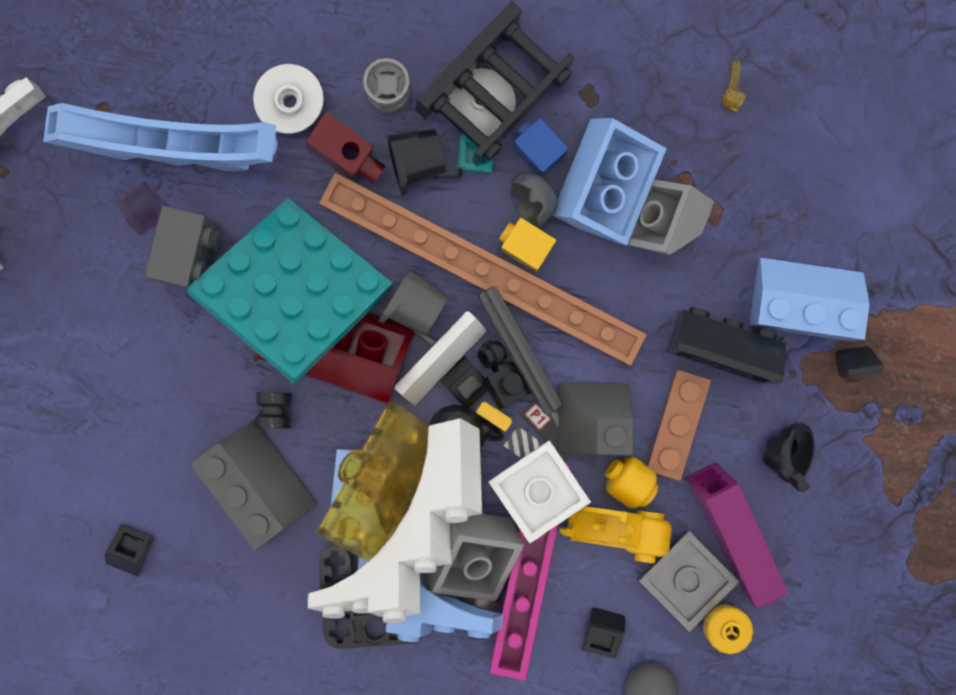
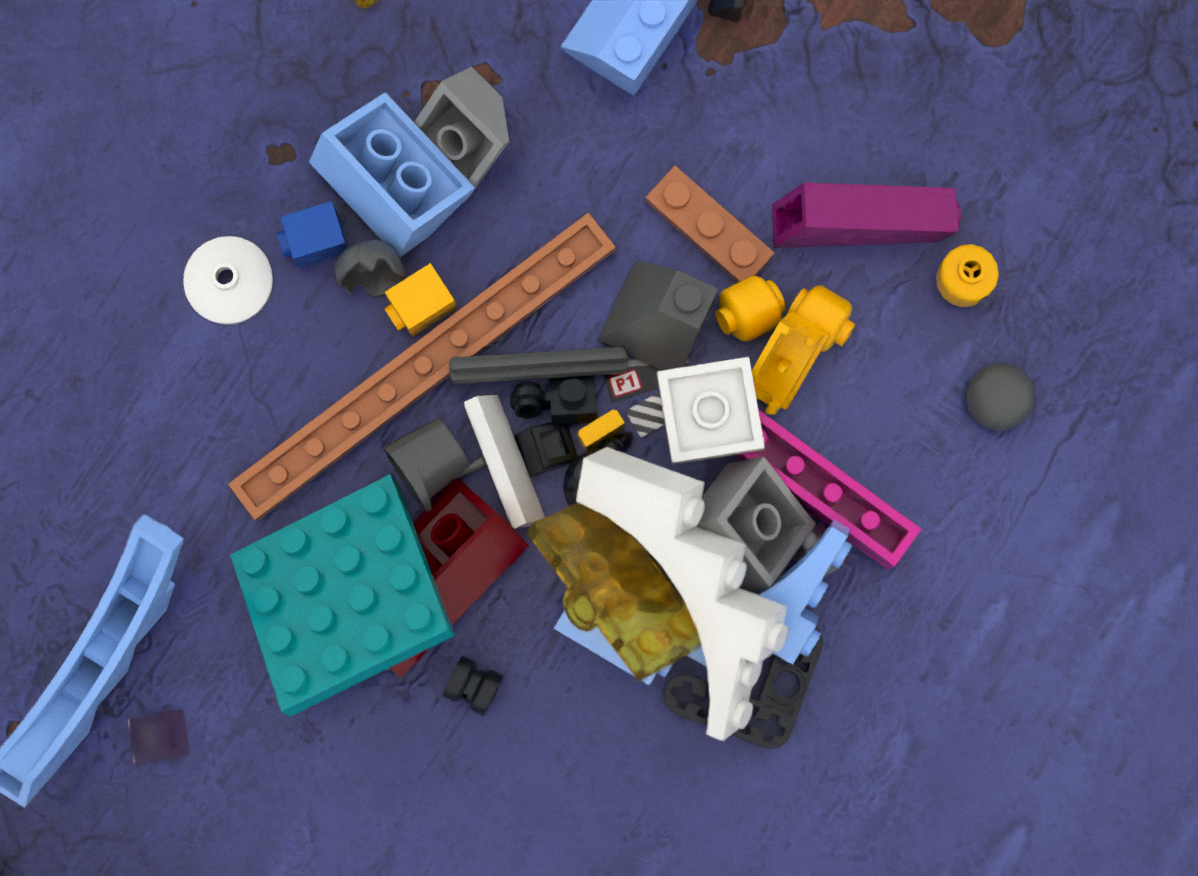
camera: 65 degrees left, 5 degrees down
(182, 247) = (232, 701): dark grey brick -> none
(253, 484) = (549, 748): dark grey slope -> none
(286, 82) = (97, 484): white dish -> none
(329, 141) = (192, 474): dark red torso -> none
(387, 86) = (157, 375): light grey wheel -> none
(418, 158) = (258, 380): black hat -> none
(465, 157) = (285, 312): teal tile -> none
(483, 51) = (188, 285): black fence -> none
(604, 632) = (910, 421): black slope -> none
(688, 580) = (893, 296): flat silver plate -> none
(728, 346) = (645, 128): black slope -> none
(791, 454) = (800, 113): black hat -> none

